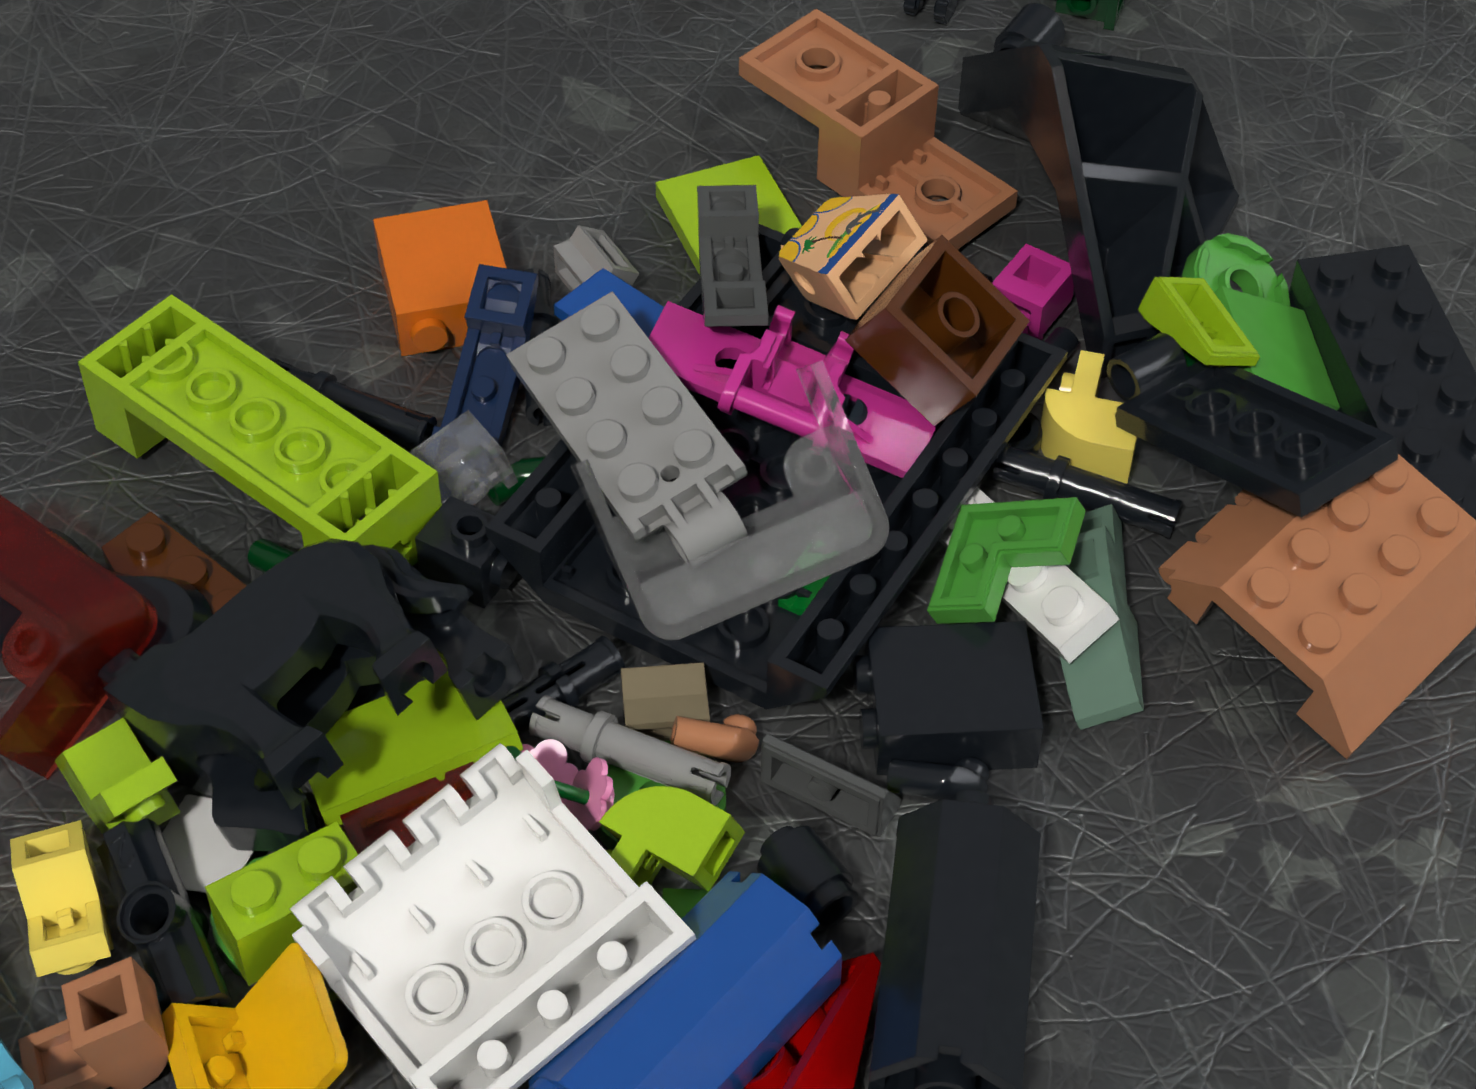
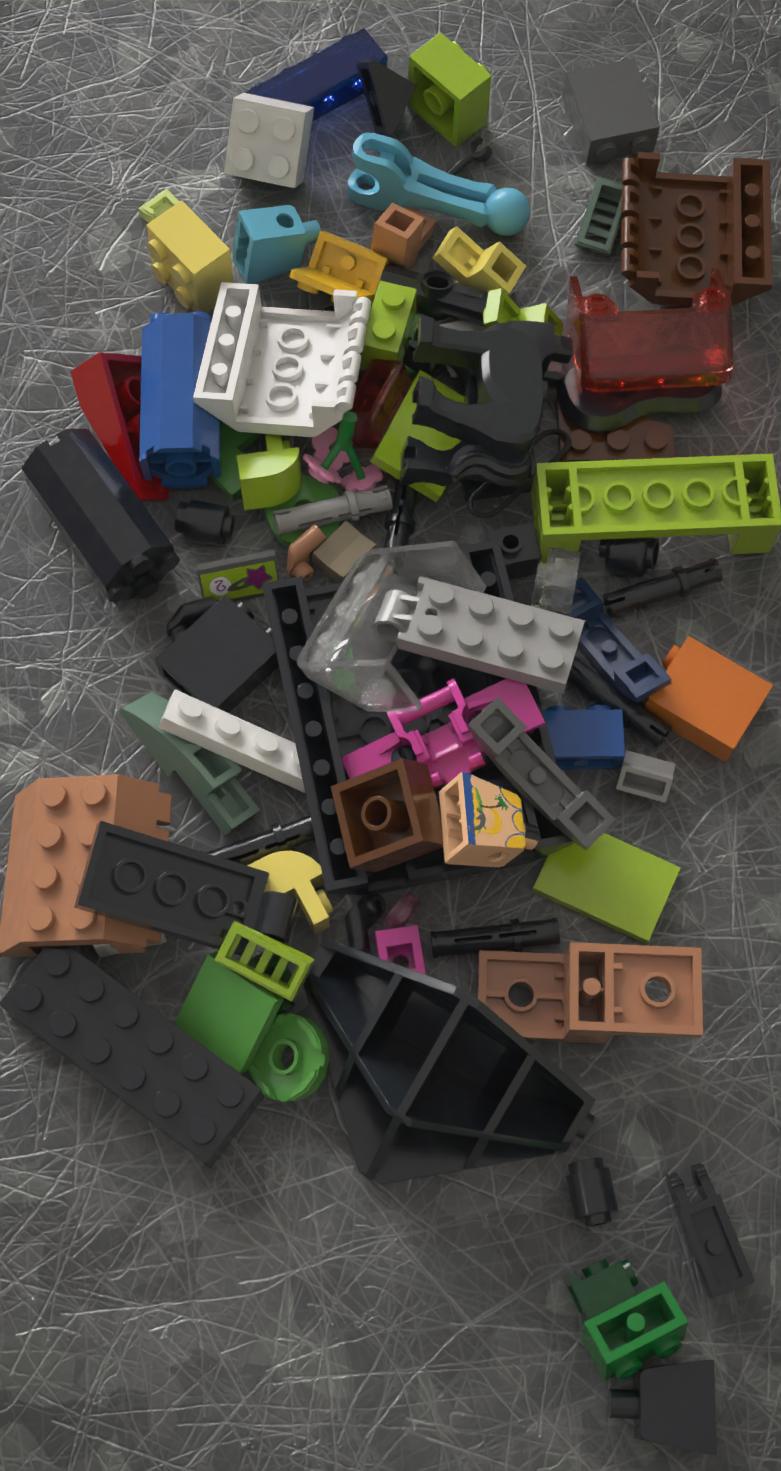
camera: 135 degrees right, 20 degrees up
(993, 540) = (253, 730): bright green tile -> none

